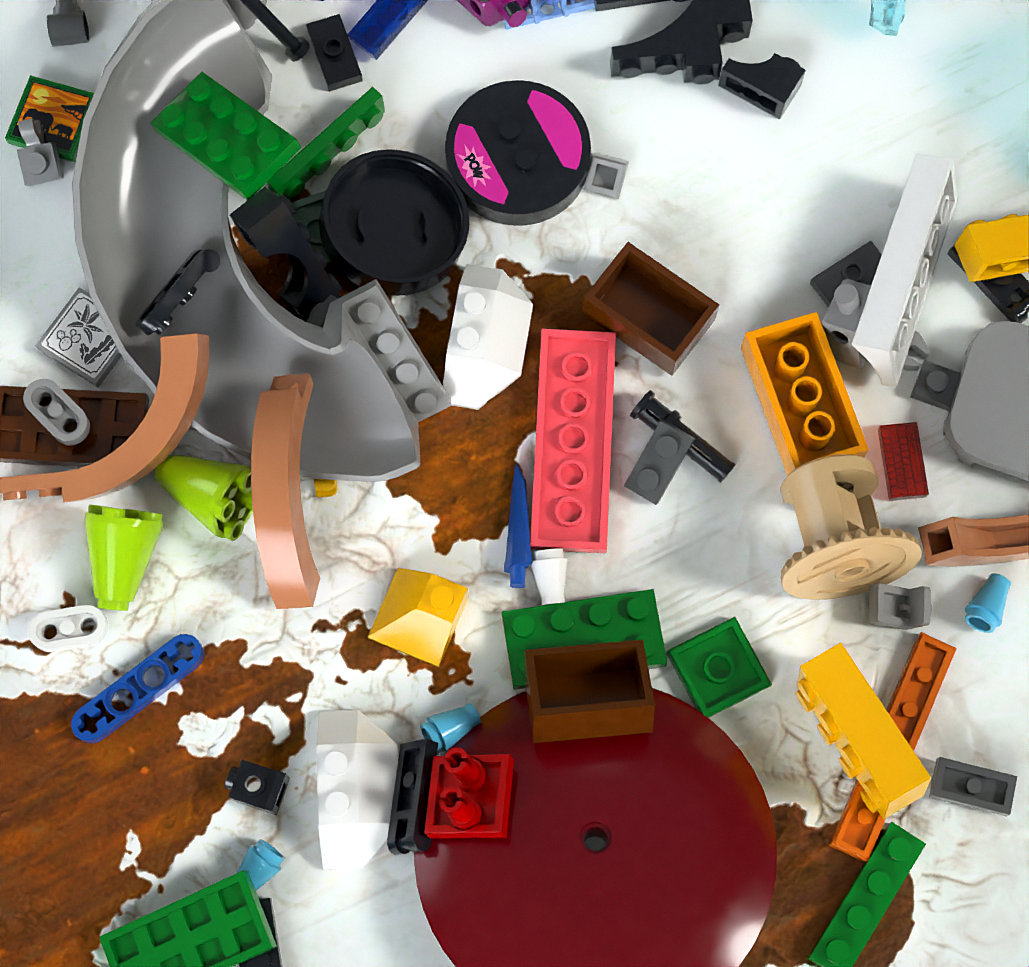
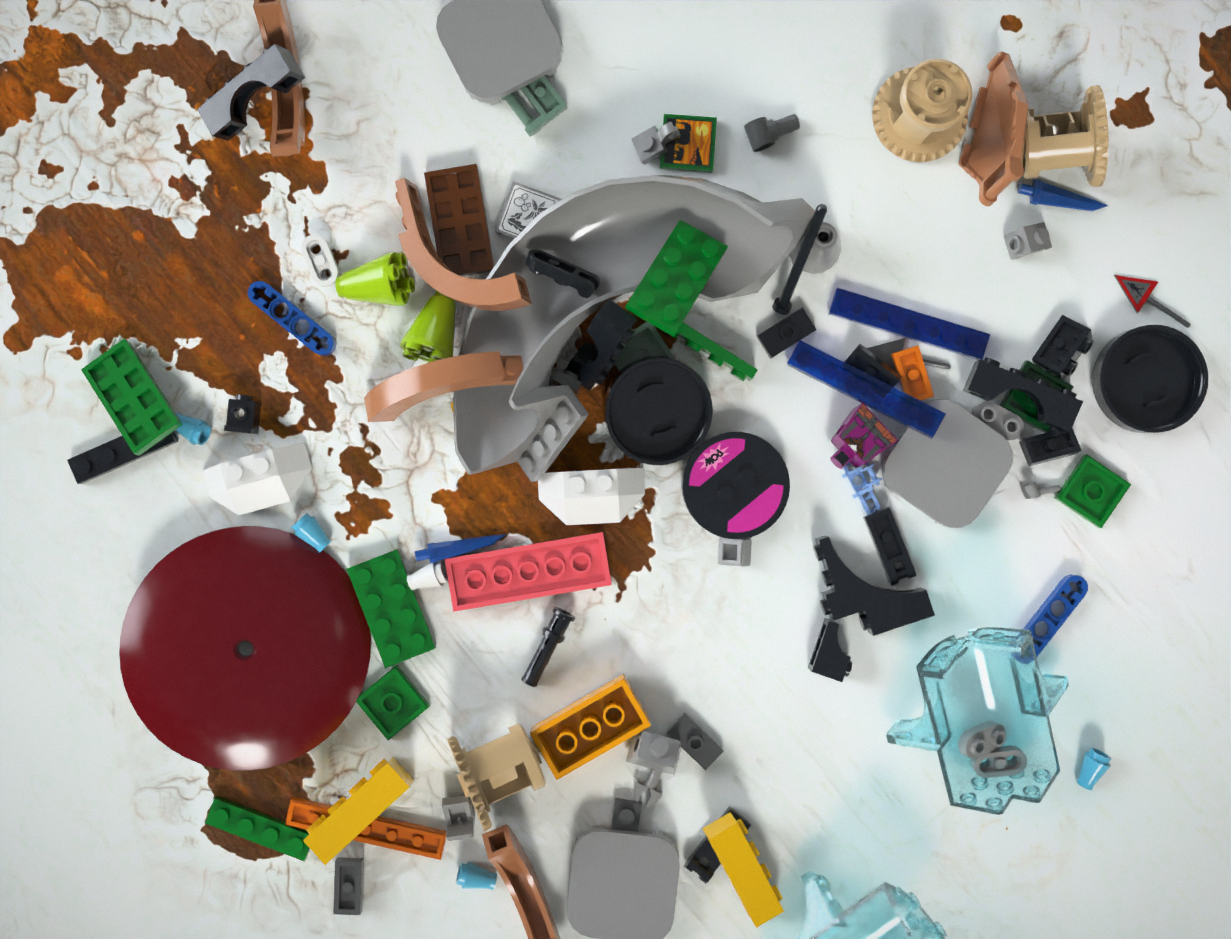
camera: 80 degrees right, 15 degrees up
(58, 413) = (461, 211): light grey plate -> none
(411, 798) = (253, 520): black plate -> none
(419, 615) = (383, 493): yellow slope -> none
(469, 795) = (255, 559): red plate -> none
(588, 691) = (343, 623): reddish brown piece -> none
(650, 308) = (632, 606): reddish brown piece -> none
(659, 462) = (523, 635): dark grey plate -> none
(903, 461) = (565, 801): clear red tile -> none
(907, 266) = (701, 782): white arch -> none

